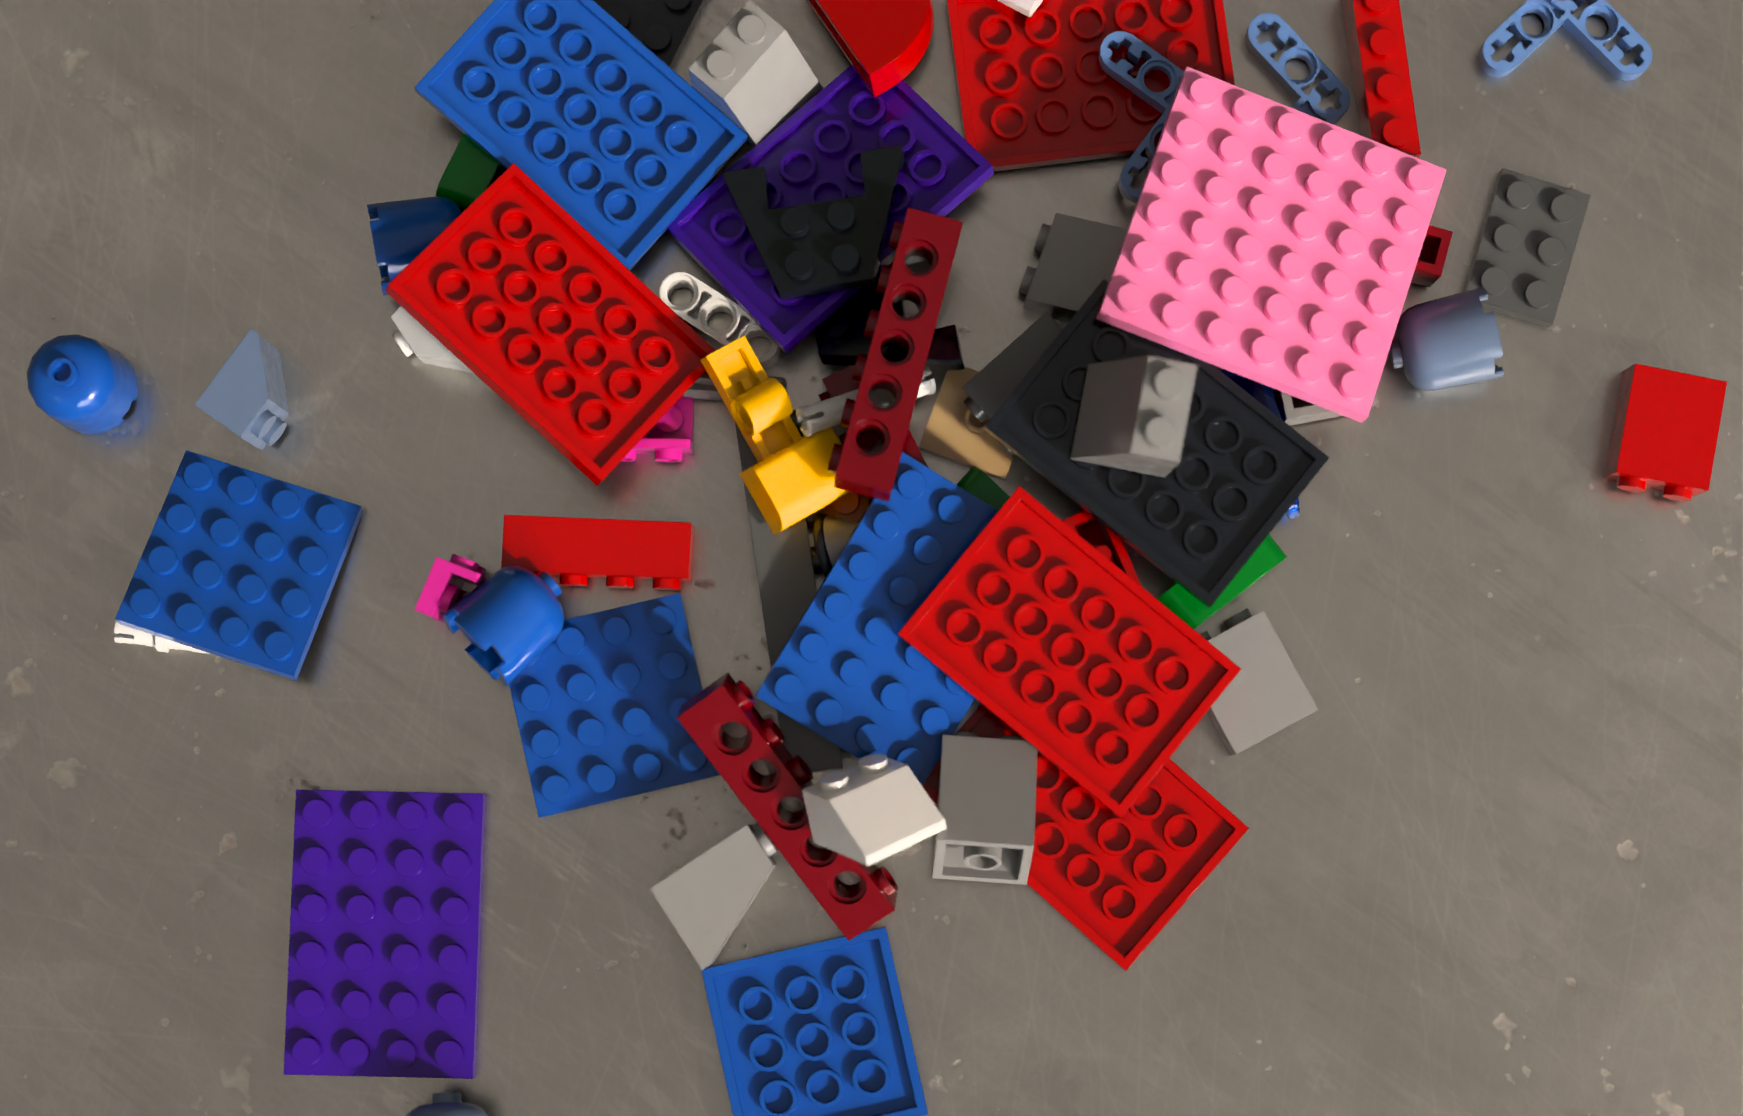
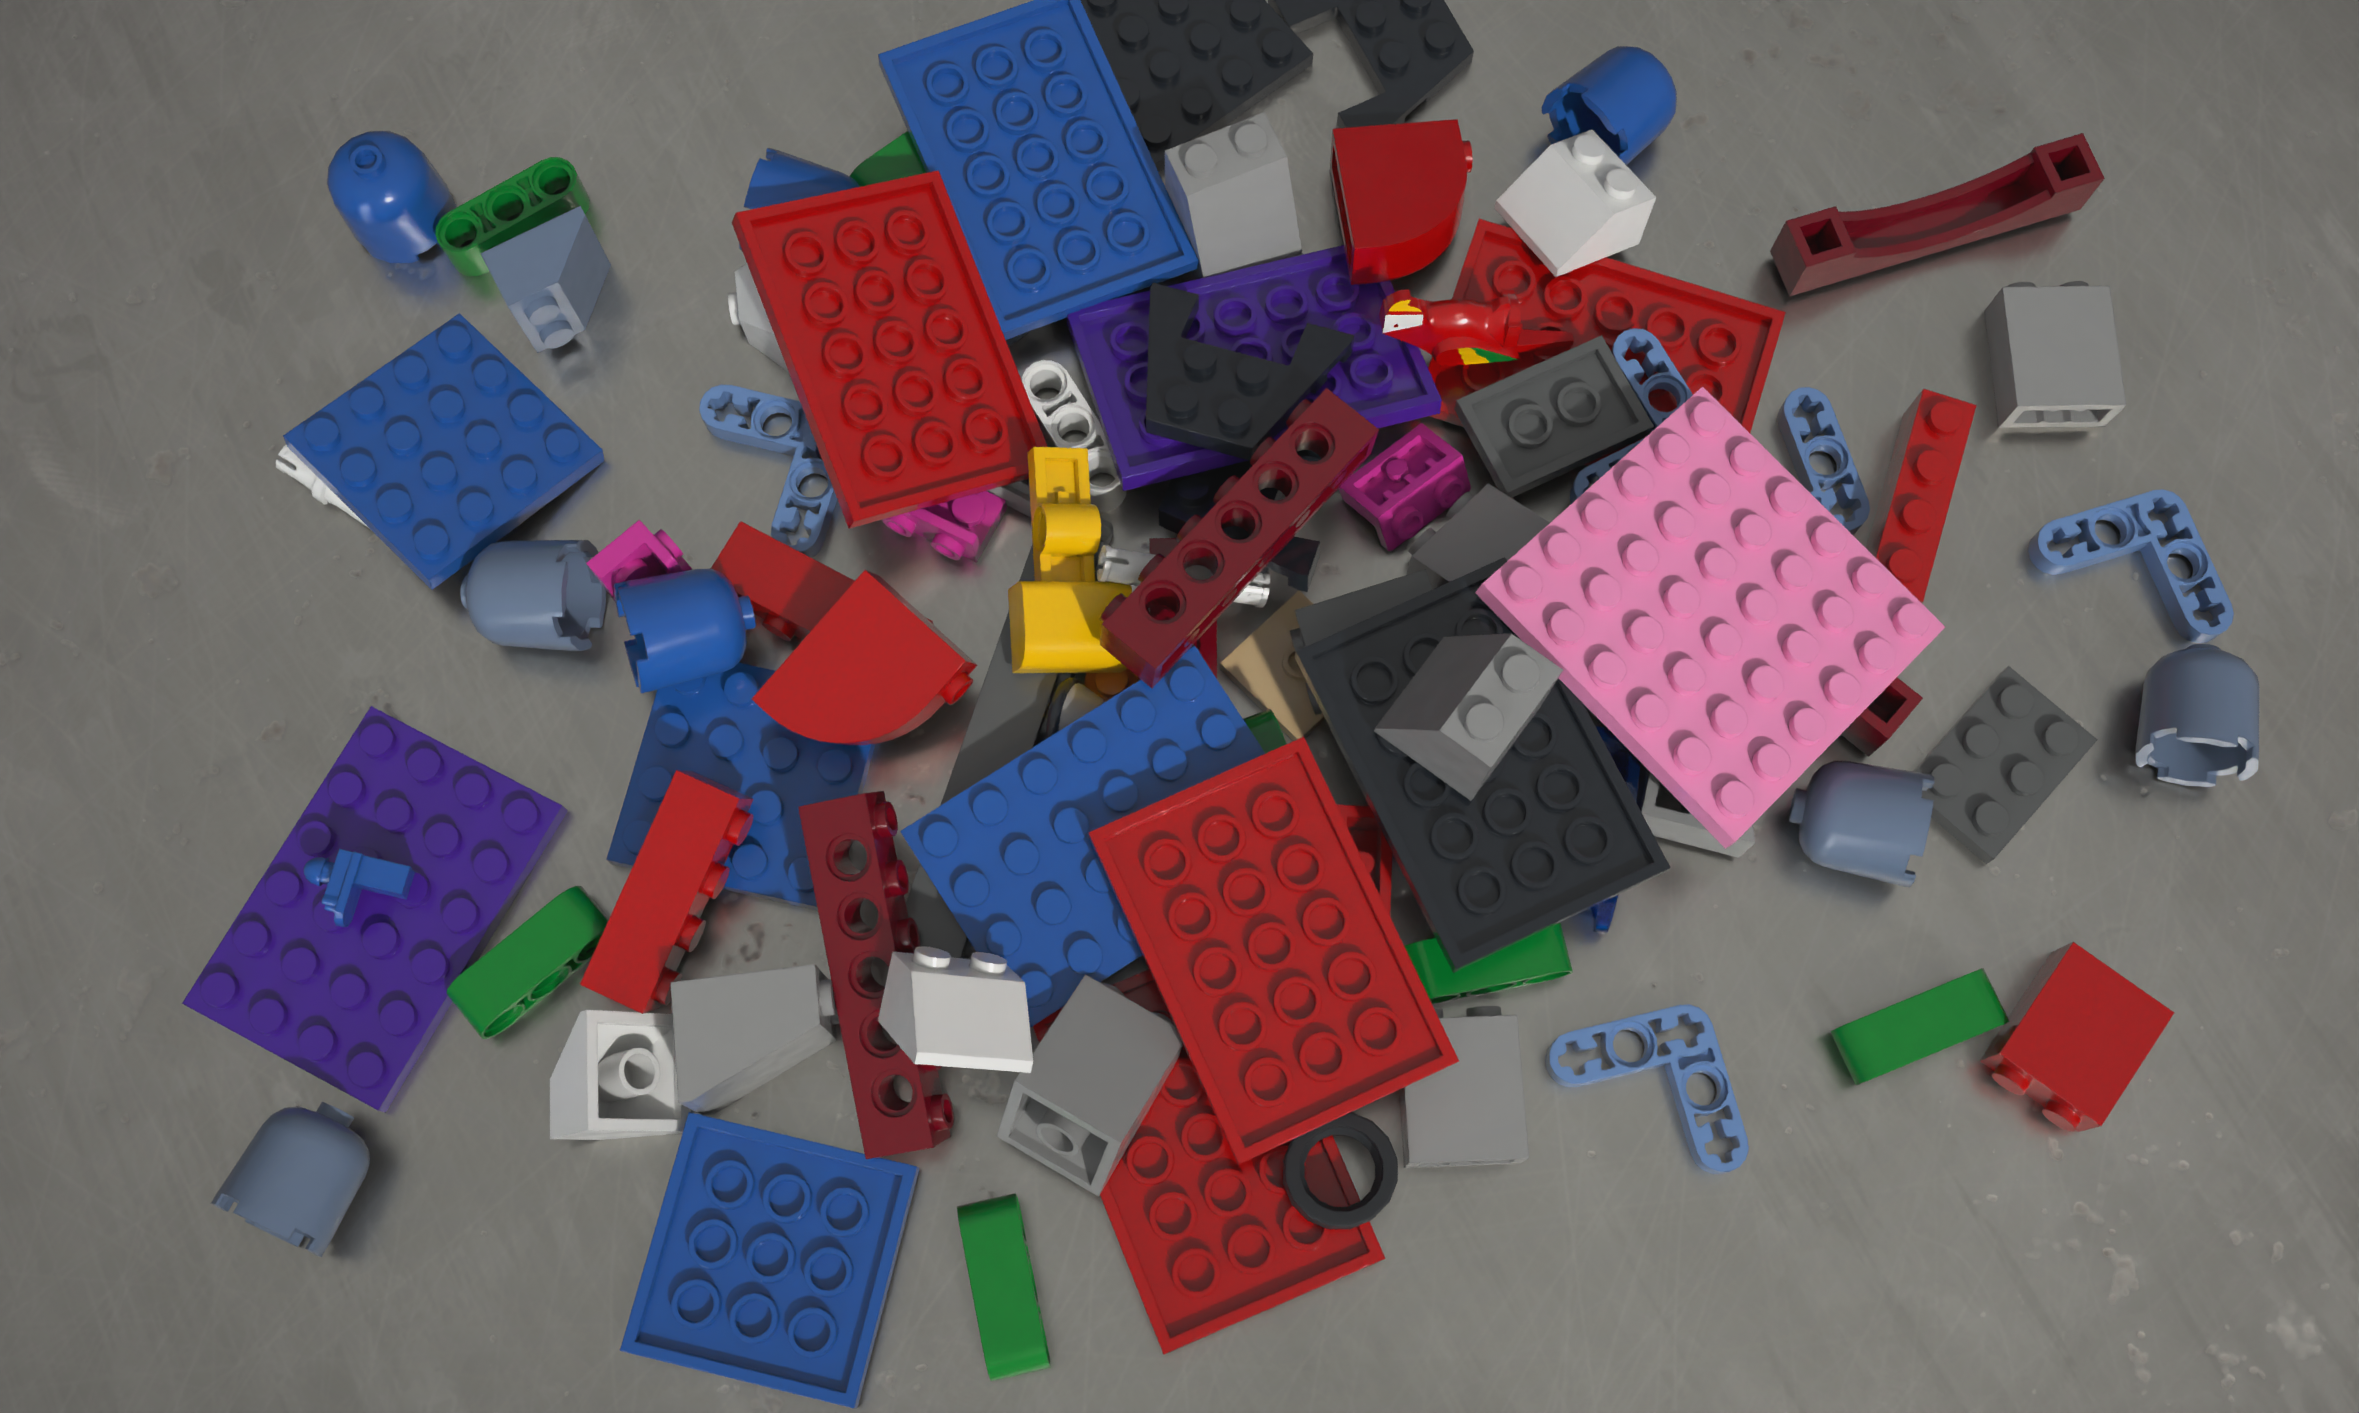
camera: 25 degrees right, 10 degrees down
(184, 328) = (487, 214): none -> green beam
(361, 922) = (352, 874): none -> blue piece
(376, 646) = (535, 594): none -> sand blue cylinder
(506, 426) = (795, 442): none -> medium blue beam
(525, 918) = (529, 962): none -> green beam
(603, 820) = (668, 892): none -> red brick
(639, 969) = (616, 1078): none -> white slope
(666, 587) = (866, 670): none -> red brick
(984, 97) = (1465, 329): none -> red animal
(989, 979) = (1003, 1287): none -> green beam
(994, 238) = (1407, 485): none -> dark pink bracket
(1081, 135) = (1553, 417): none -> dark grey plate
(1218, 806) = (1361, 1212): none -> black tyre
(1392, 585) = (1679, 1063): none -> medium blue beam
(1551, 476) = (1919, 1026): none -> green beam
(1657, 144) = (2199, 717): none -> sand blue cylinder

